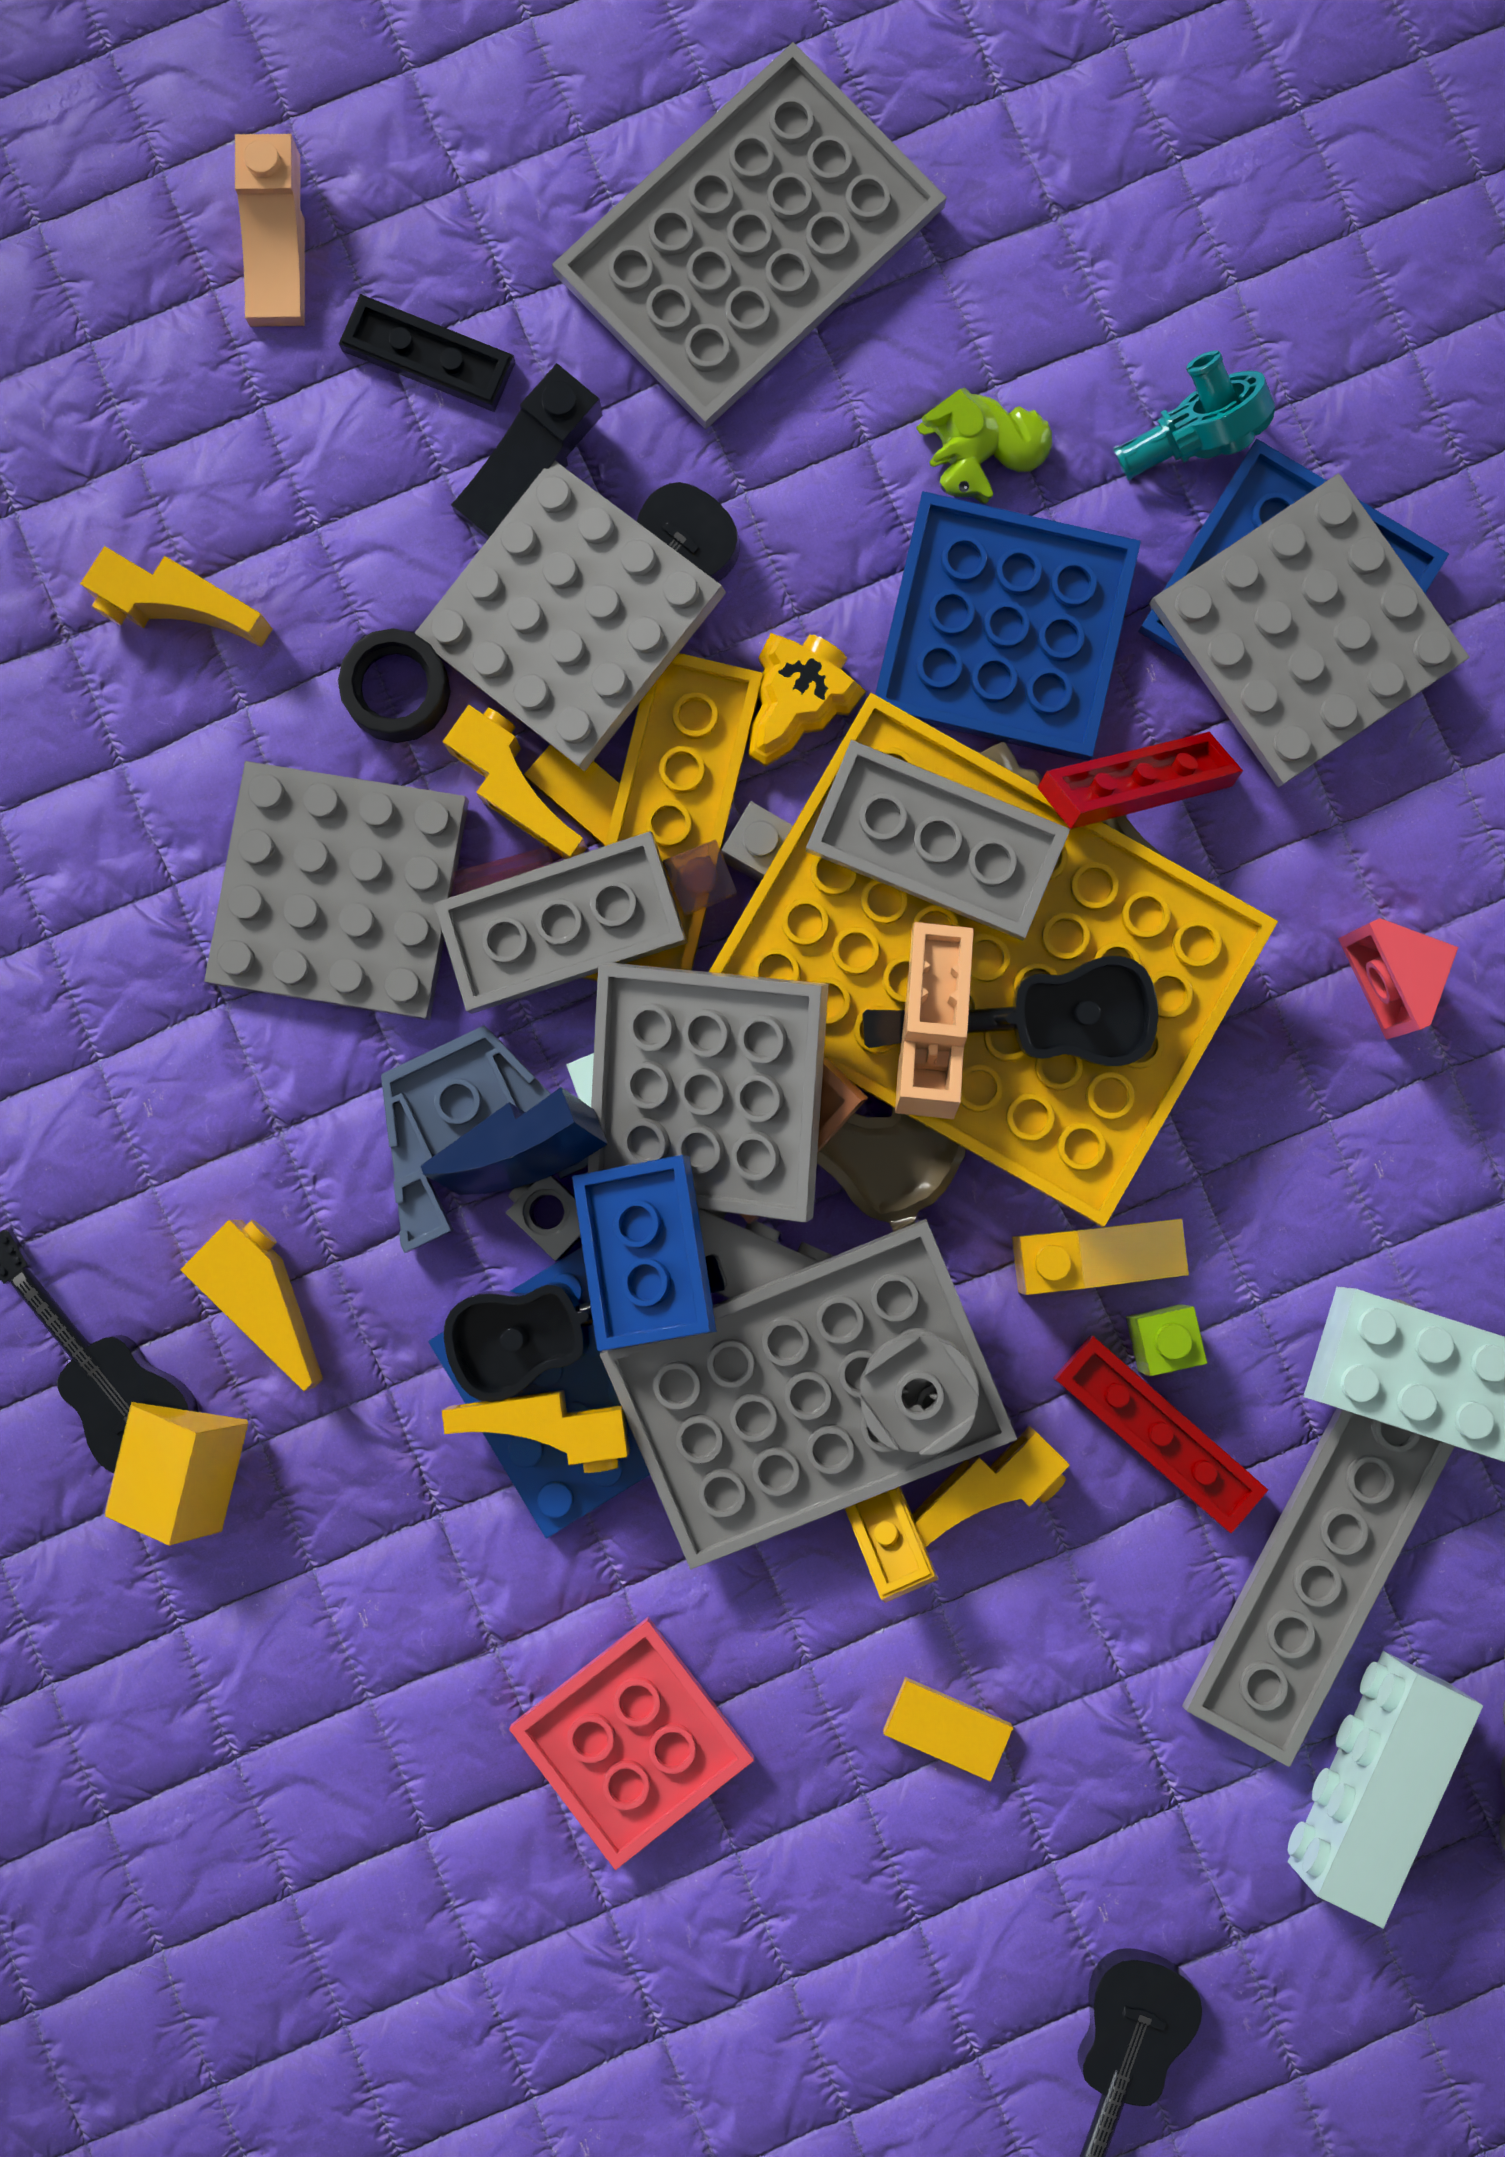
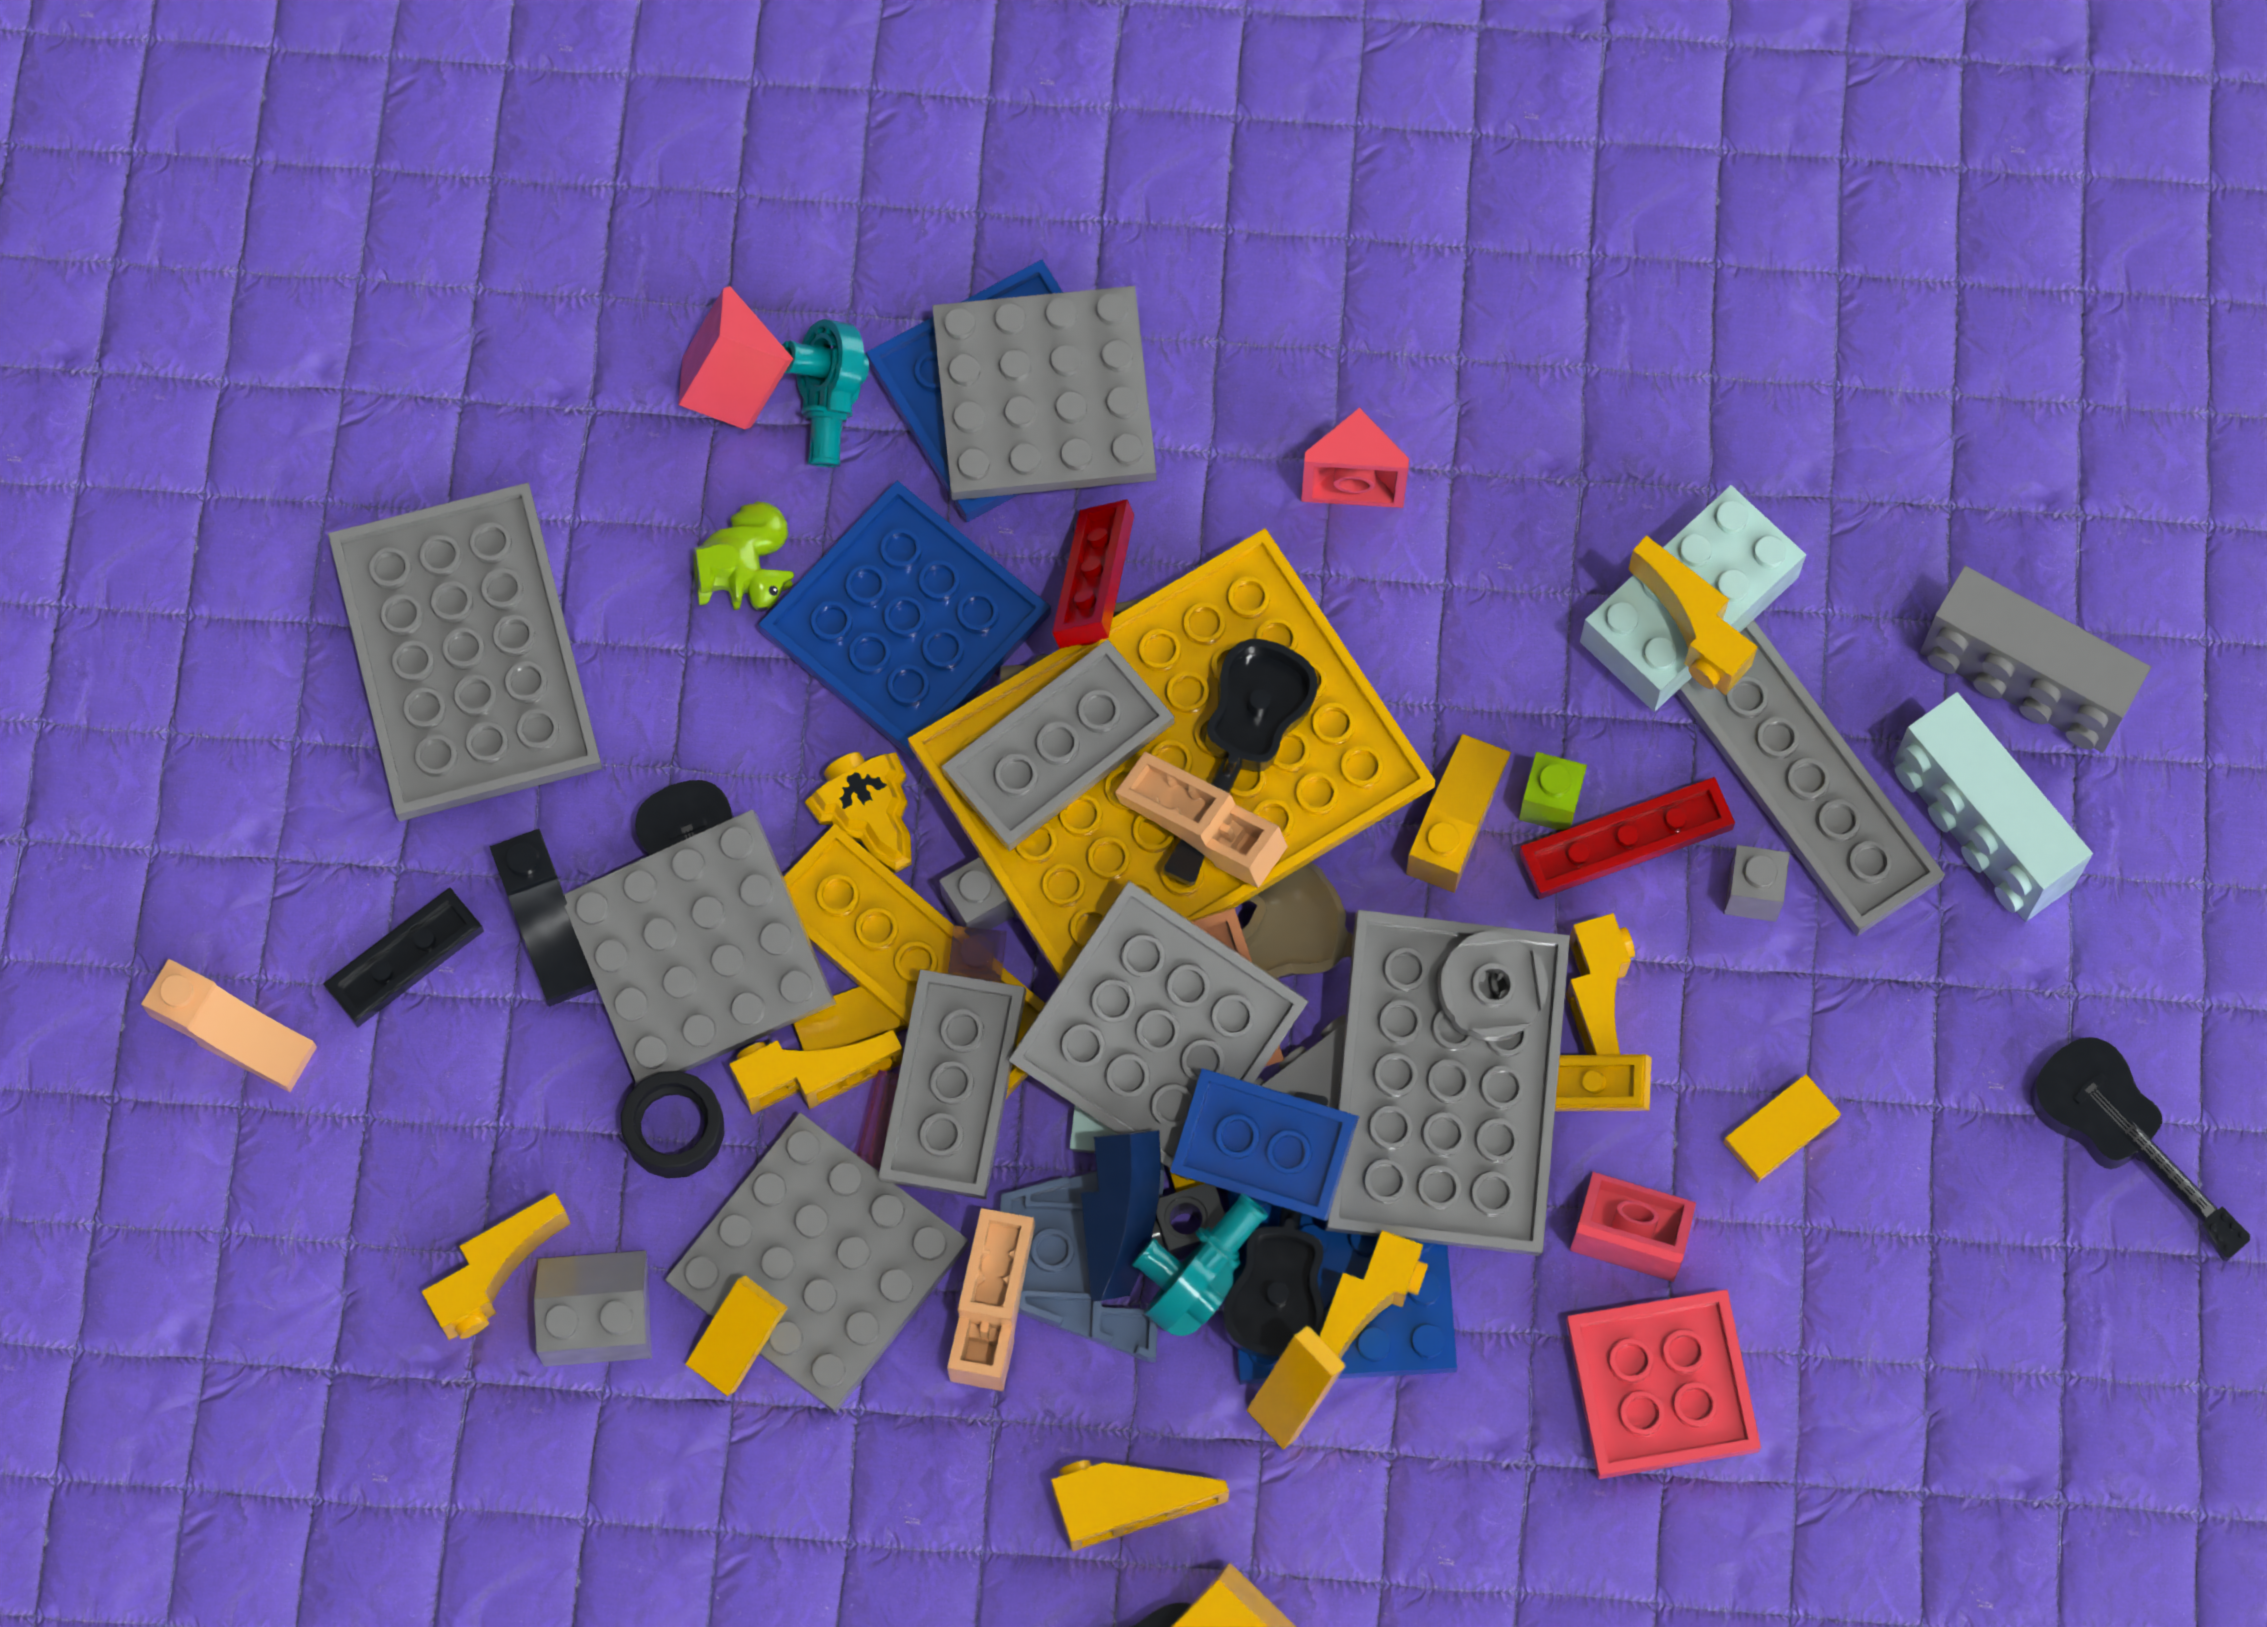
camera: 60 degrees left, 15 degrees down
(183, 709) = (592, 1308): none -> light grey slope
(220, 855) = (736, 1335): none -> yellow tile
(374, 1070) = (991, 1300): none -> light nougat slope
(426, 1408) = (1295, 1387): none -> yellow tile
(491, 1258) = (1203, 1280): none -> teal pin
(774, 1637) = (1633, 1227): none -> coral slope
(1169, 316) = (731, 364): none -> coral slope
(1180, 1586) = (1756, 883): none -> light grey brick
(1392, 1441) = (1716, 650): none -> yellow slope

